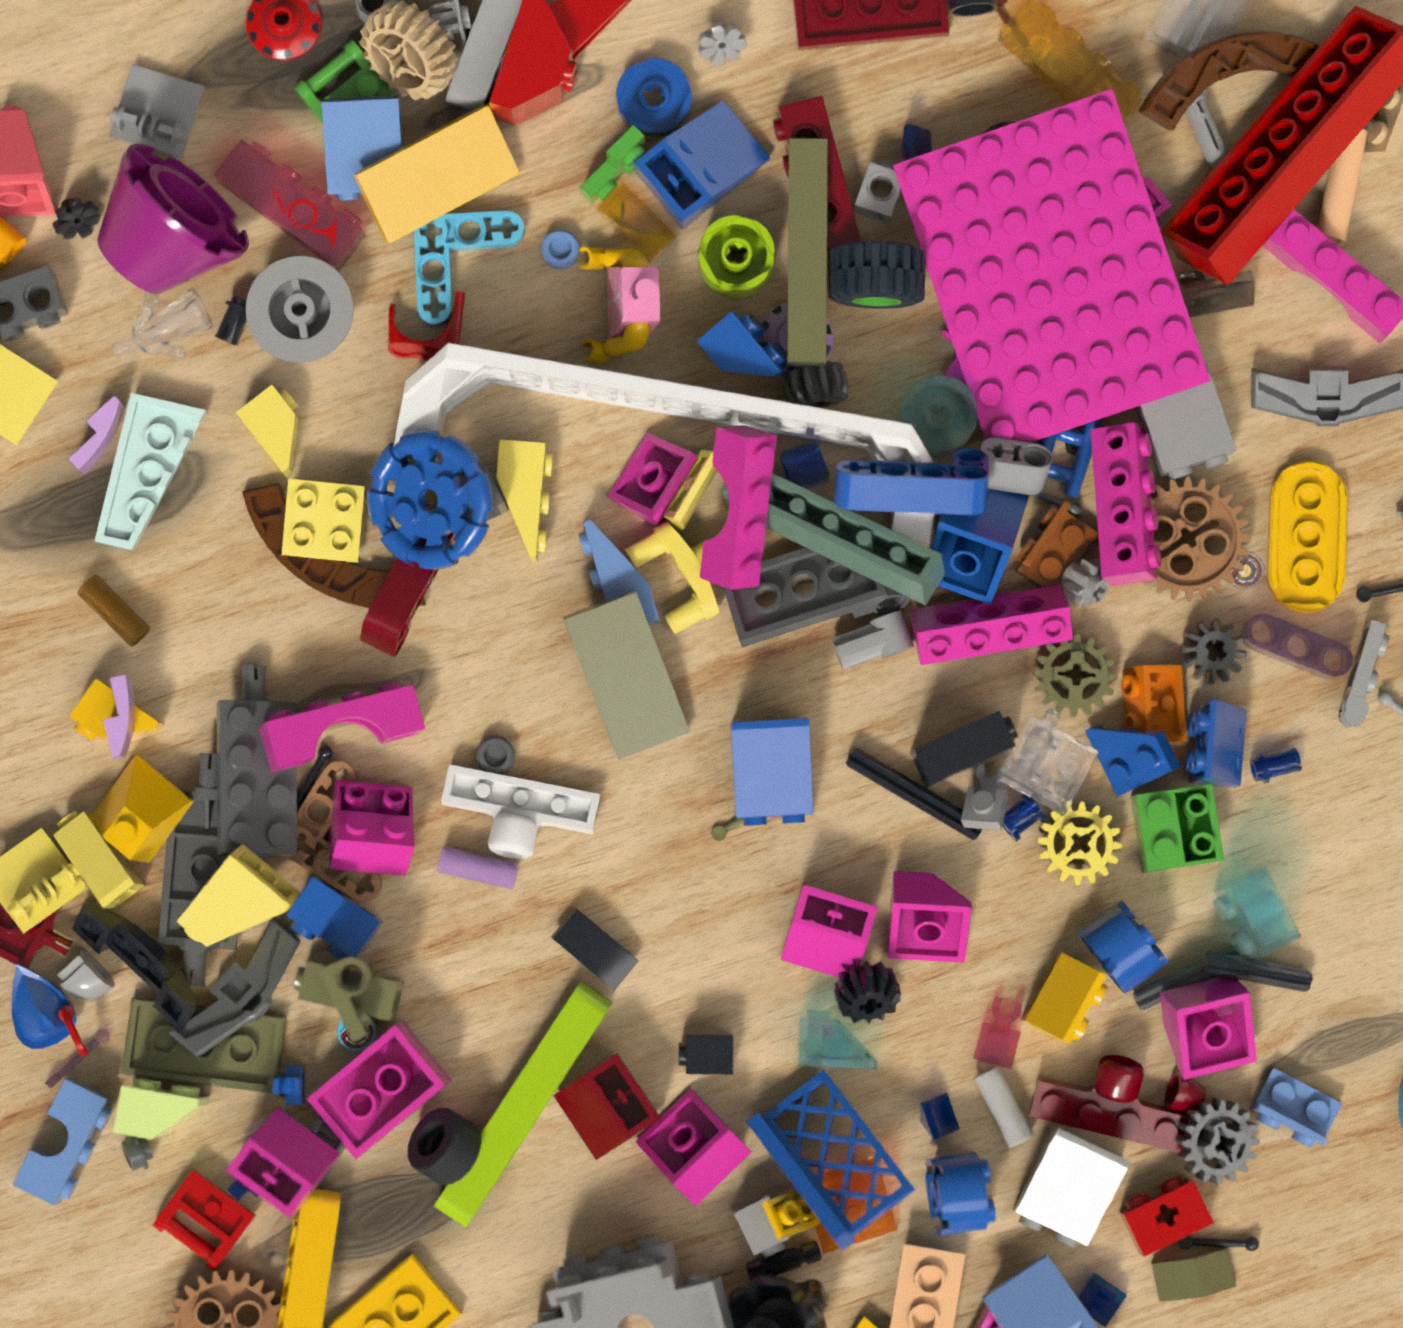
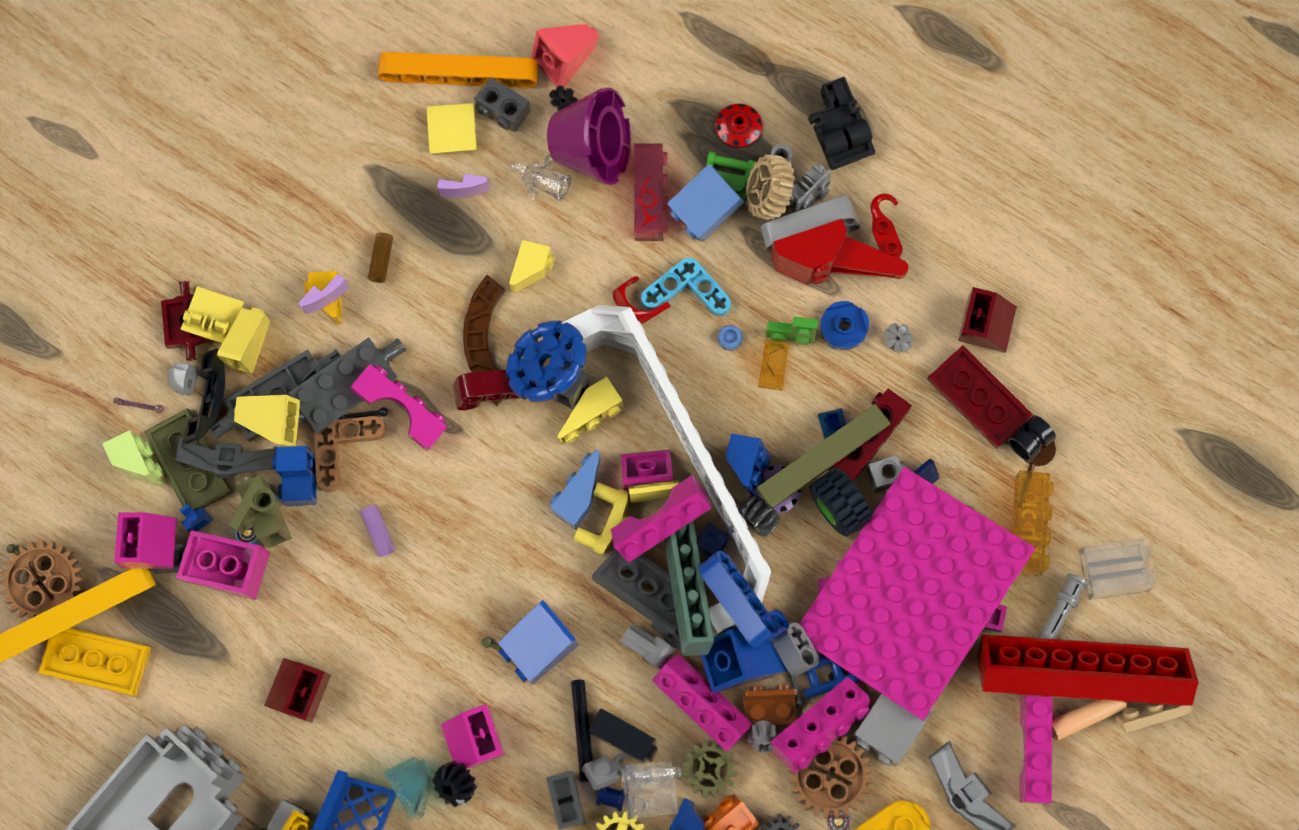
camera: 60 degrees right, 10 degrees down
(42, 1012) = (149, 369): blue piece -> none
(81, 1112) = (67, 434): medium blue arch -> none
(137, 1152) = (106, 469): dark grey plate -> none
(140, 811) = (284, 343): yellow slope -> none
(145, 461) = (467, 218): light aqua wing -> none
(156, 111) = (646, 98): light grey hinge -> none
(212, 1210) = (102, 530): red plate -> none
(233, 321) = (571, 208): black pin -> none
(299, 309) = (597, 231): light grey piece -> none
(323, 520) = (500, 322): light yellow hinge -> none
(371, 828) = (358, 460): dark pink slope -> none
(436, 173) = (718, 247): yellow tile -> none
(444, 1146) = (214, 619): black tyre -> none
(495, 755) = (443, 497): dark grey tile -> none
(519, 807) = (423, 528): white plate -> none
(526, 1101) = (267, 645): lime beam -> none
(594, 948) = (377, 622): black slope -> none
(626, 674) = (532, 530): tile -> none
(631, 301) = (729, 389): torso -> none
(693, 1147) = (305, 752): dark pink slope -> none
(700, 163) = (828, 372): blue slope -> none
(707, 1054) = (361, 723): black brick -> none
(742, 236) = (784, 415): lime brick -> none
(766, 207) = (831, 422): none -> clear blue tile
(927, 919) = (517, 786): dark pink slope -> none
(940, 394) = (803, 582): clear light blue brick -> none
(986, 872) = (566, 800): none -> dark grey brick
(1213, 296) = (966, 684): clear smoke hinge -> none
(1218, 61) = (1100, 597): reddish brown tile -> none

